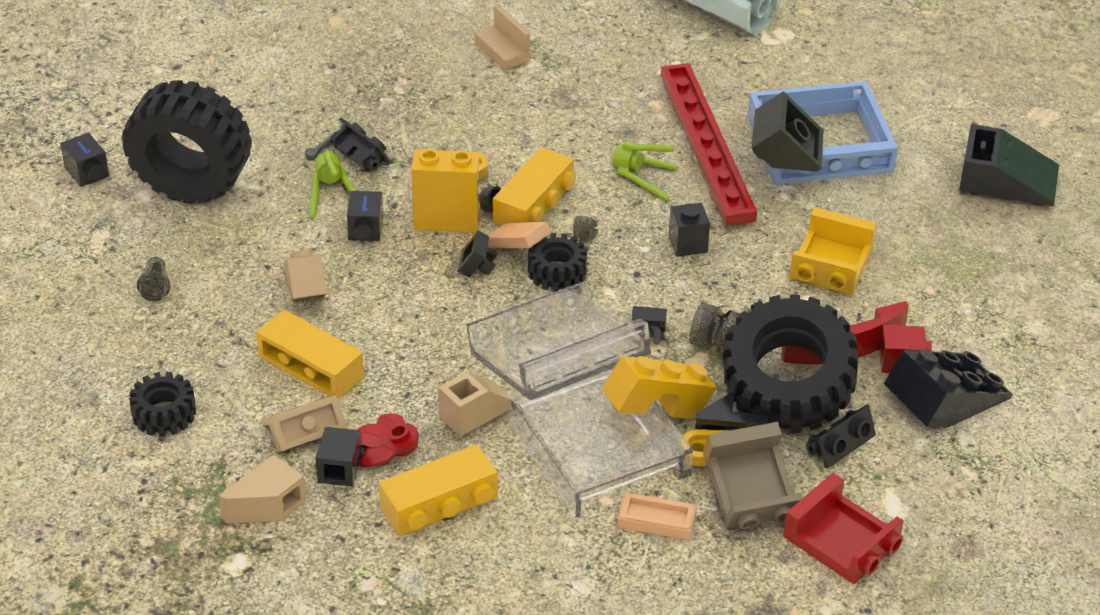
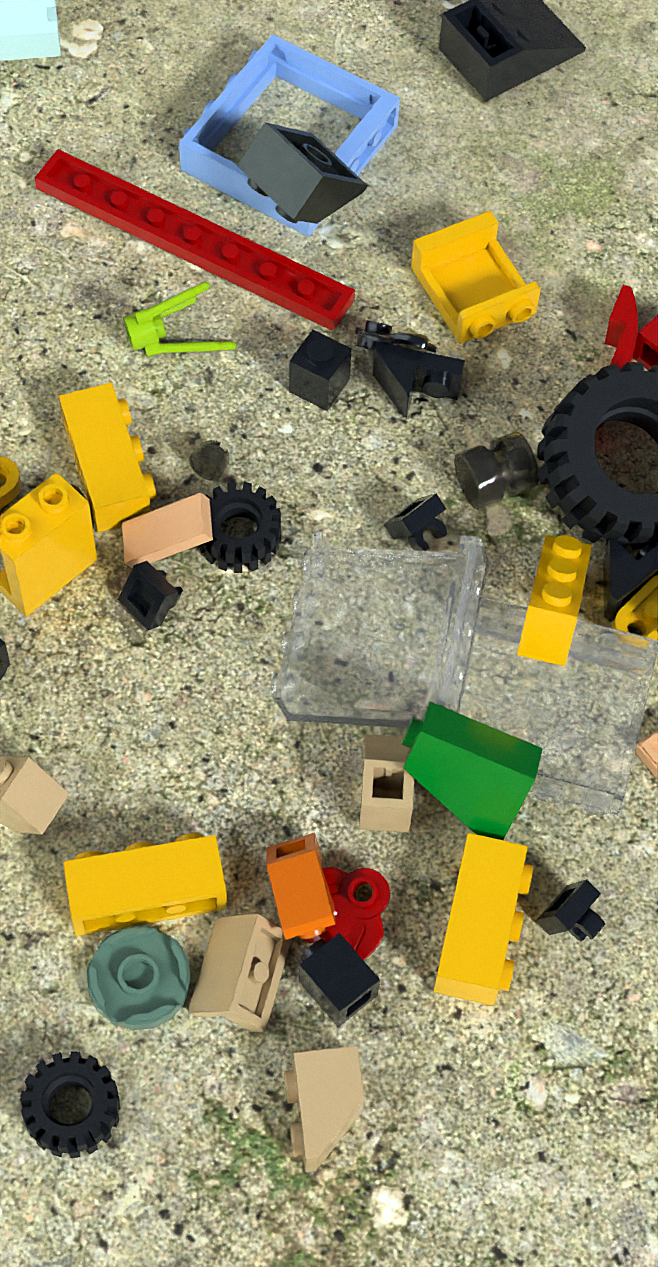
camera: 50 degrees left, 20 degrees up
(260, 389) = (138, 977): none -> sand green tile
(370, 404) = (300, 887): none -> orange slope
(486, 522) = (572, 912): none -> black tile
(510, 415) = (471, 768): none -> green slope
(737, 264) = (409, 370): none -> black slope
(743, 241) = (381, 333): none -> black plate

